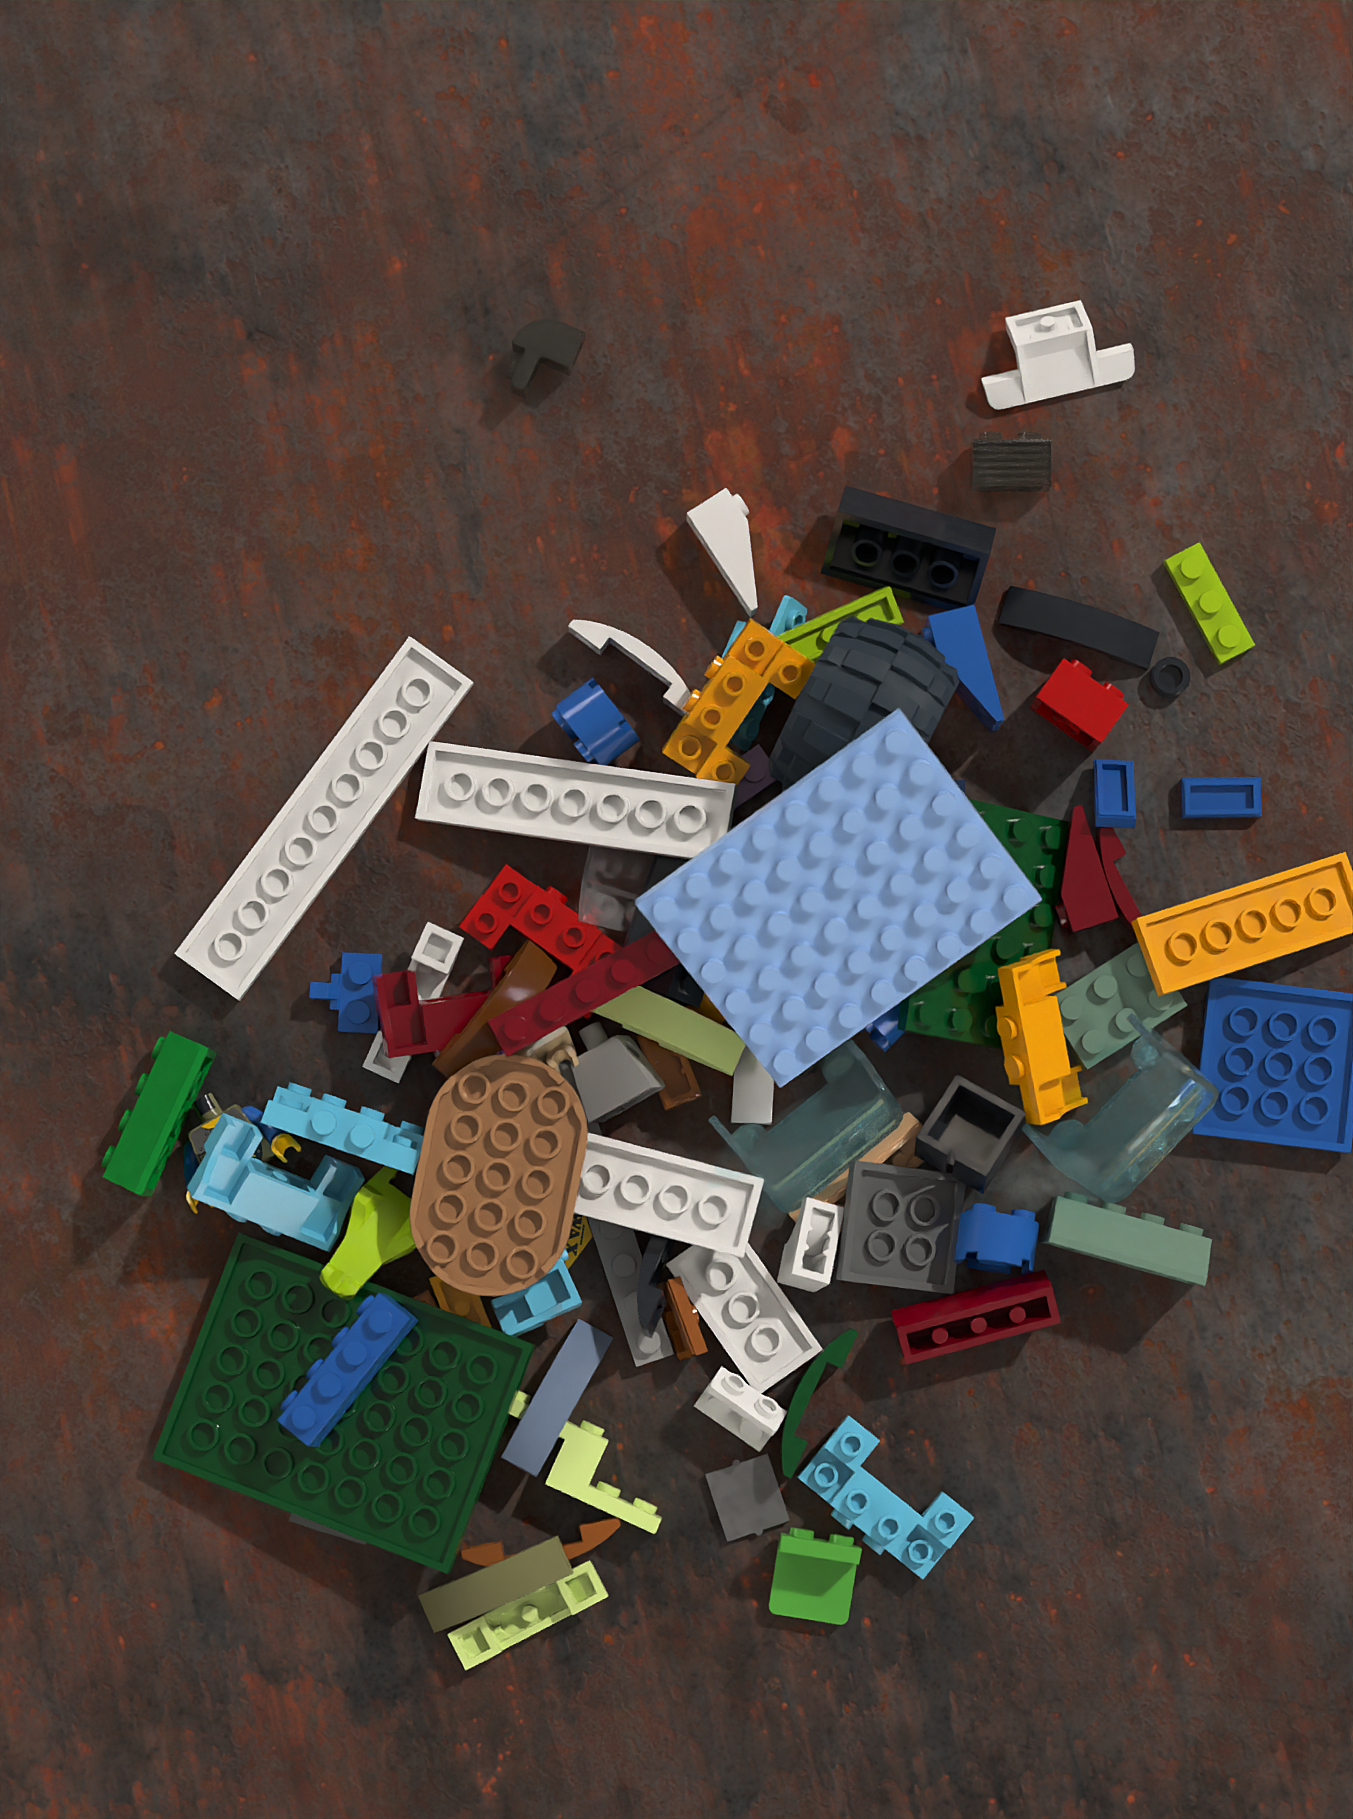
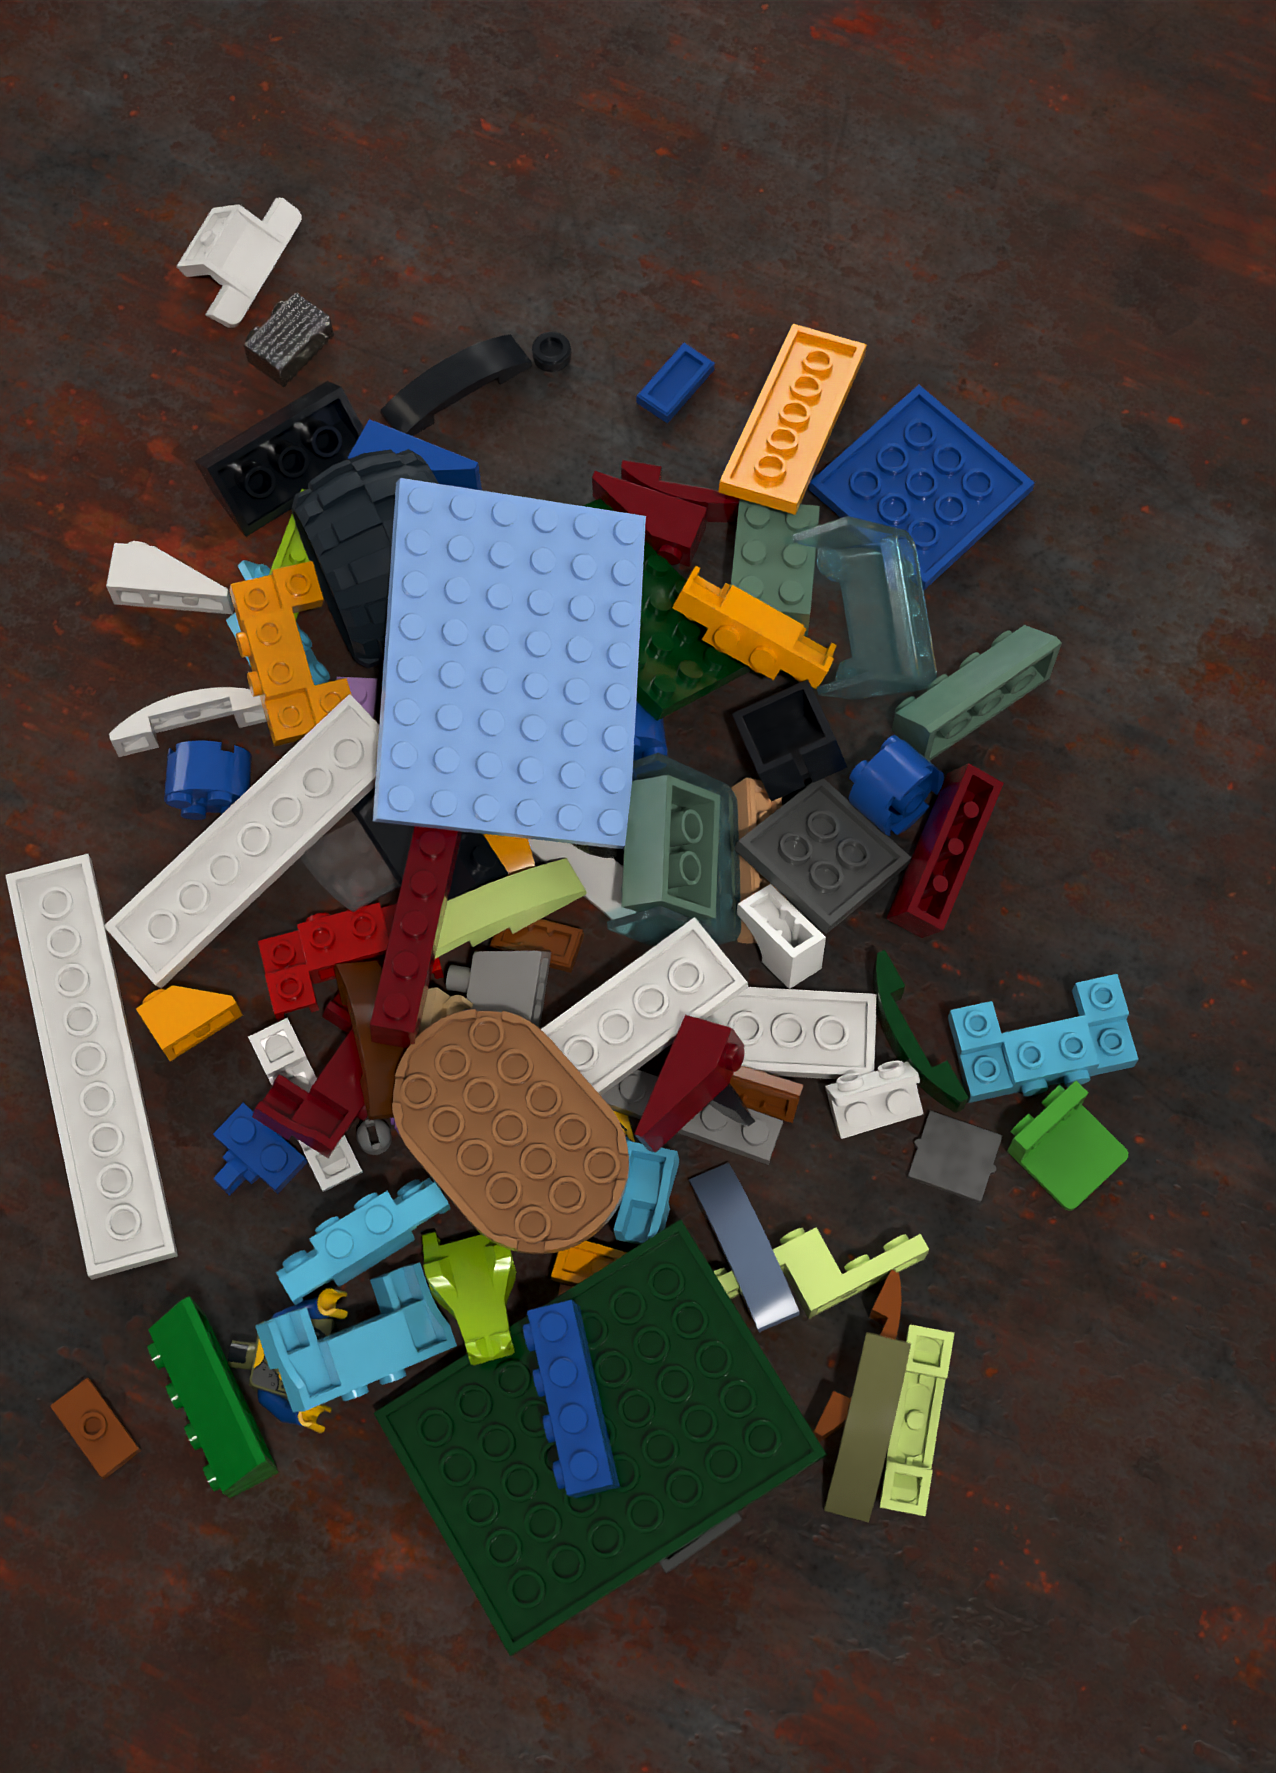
camera: 45 degrees left, 15 degrees down
(80, 1046) = (95, 1428): none -> dark orange plate
(407, 858) = (186, 1017): none -> light orange slope
(423, 1063) = (384, 1136): none -> light grey hinge
(644, 1273) = (691, 1077): none -> dark red slope
(805, 1119) = (671, 848): none -> sand green brick
(1079, 704) = (515, 416): red brick -> none
(1114, 793) = (606, 445): blue tile -> none
(1209, 603) = (519, 286): lime plate -> none

